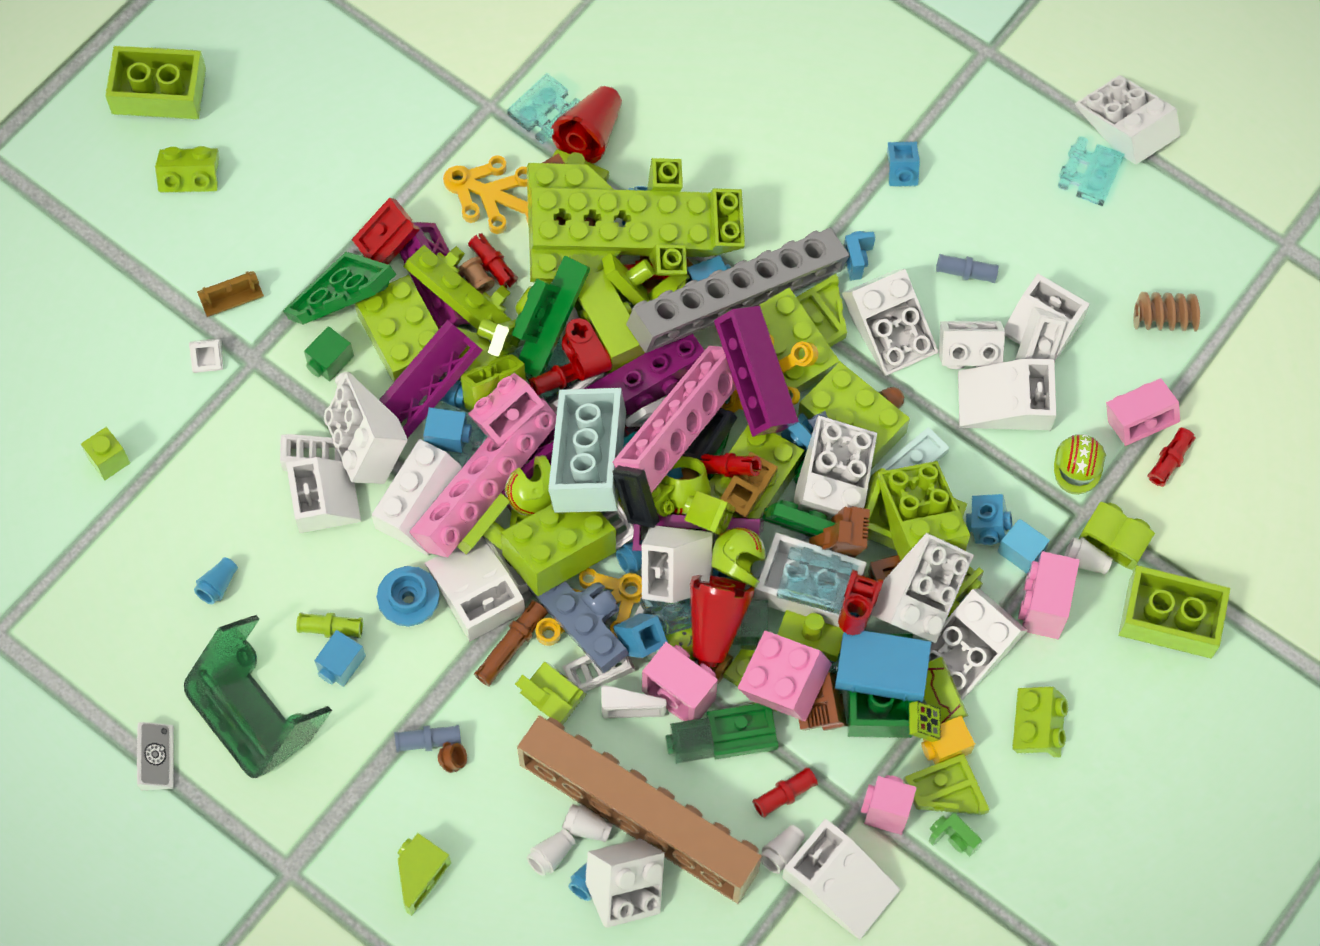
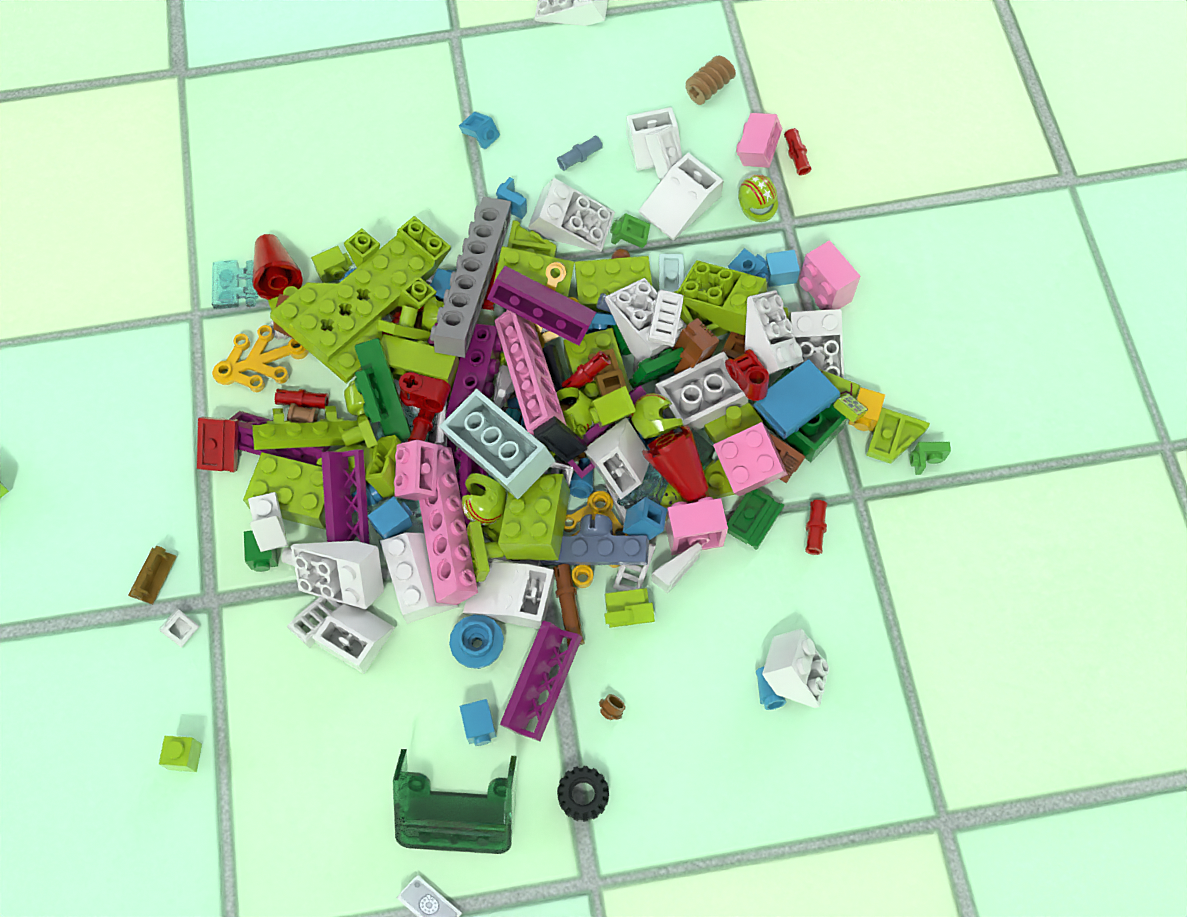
camera: 45 degrees left, 0 degrees up
(187, 169) = (36, 528): lime bracket -> none
(215, 582) = (345, 760): dark azure cone -> none
(328, 624) = (447, 709): lime pin -> none
(339, 286) = (224, 500): green plate -> none
(349, 337) = (267, 522): none -> white slope
(349, 779) = (588, 776): none -> black tyre
(418, 672) = (536, 679): none -> magenta fence
(420, 869) = (671, 794): lime slope -> none
(426, 738) = (584, 712): sand blue pin -> none
(550, 852) = (732, 700): white cone -> none
(585, 823) = (731, 662): white cone -> none
(635, 166) = (331, 264): none -> lime brick
(639, 808) = (756, 619): medium nougat brick -> none
(690, 740) = (734, 552): clear green brick -> none
(782, 849) = (852, 561): white cone -> none
(811, 587) = (714, 393): clear light blue plate -> none
(840, 879) = (900, 542): white slope -> none
(861, 473) = (669, 303): none -> white slope
(888, 804) = (882, 472): bright pink brick -> none
(928, 382) = (630, 230): none -> bright green bracket
(971, 343) = (631, 188): white brick -> none
(1040, 721) = (895, 351): lime bracket -> none
(1090, 556) = (814, 240): white cone -> none
(1099, 175) = (590, 44): clear light blue plate -> none
(1117, 534) = (820, 216): lime brick -> none
(1174, 611) = (896, 226): lime brick -> none

